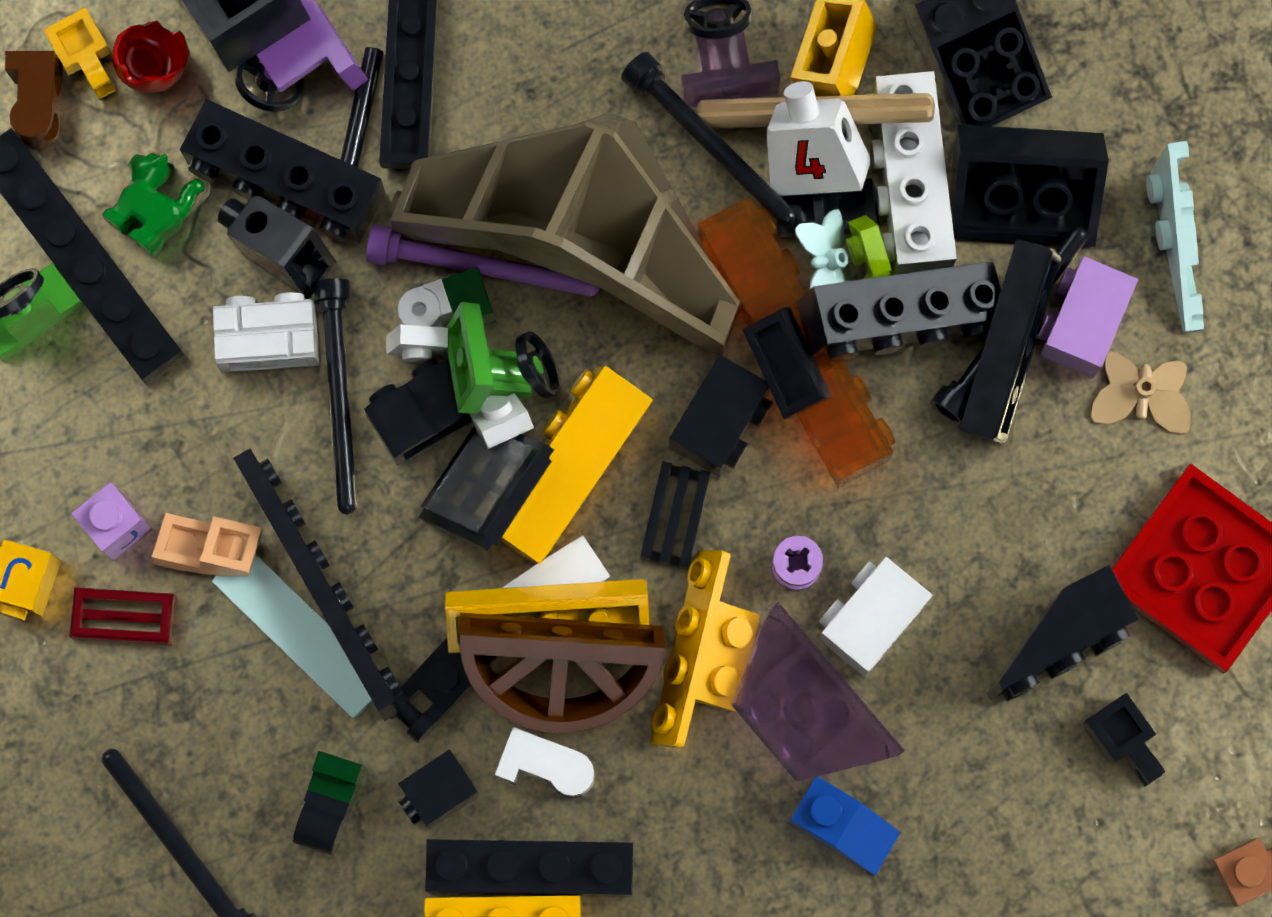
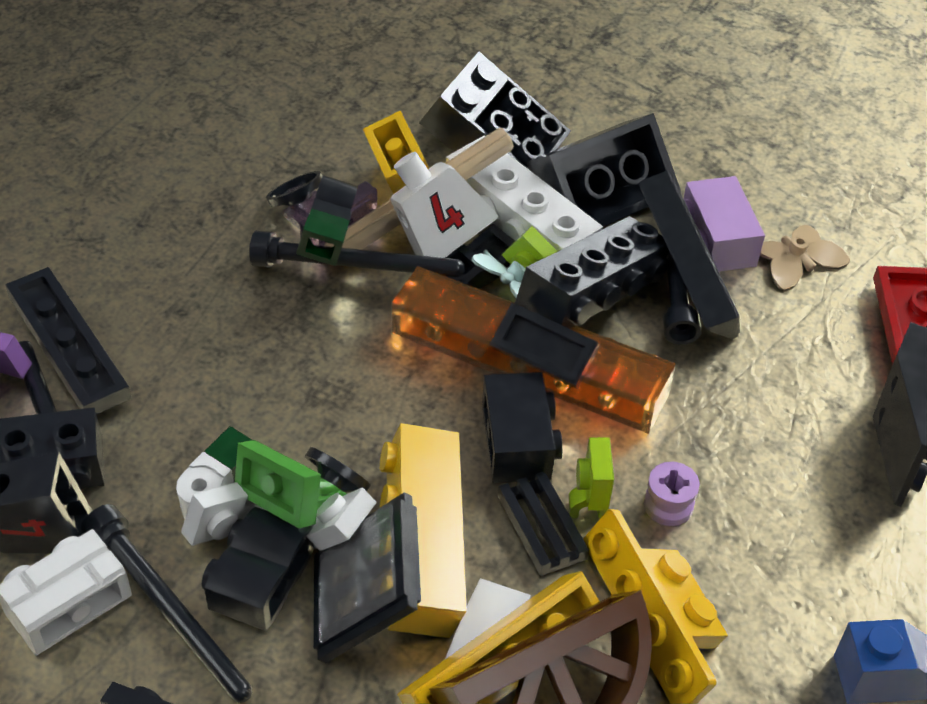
camera: 40 degrees left, 30 degrees down
(389, 246) = (133, 465): medium lavender piece -> none
(580, 205) = (278, 314): dark tan panel -> none
(702, 96) = (328, 220): none -> leg
(729, 517) = (593, 478): none -> lime plate
(805, 705) = (778, 589): clear purple wing -> none
(873, 616) = (766, 493): white brick -> none
(1177, 231) = (725, 144): light aqua wing -> none

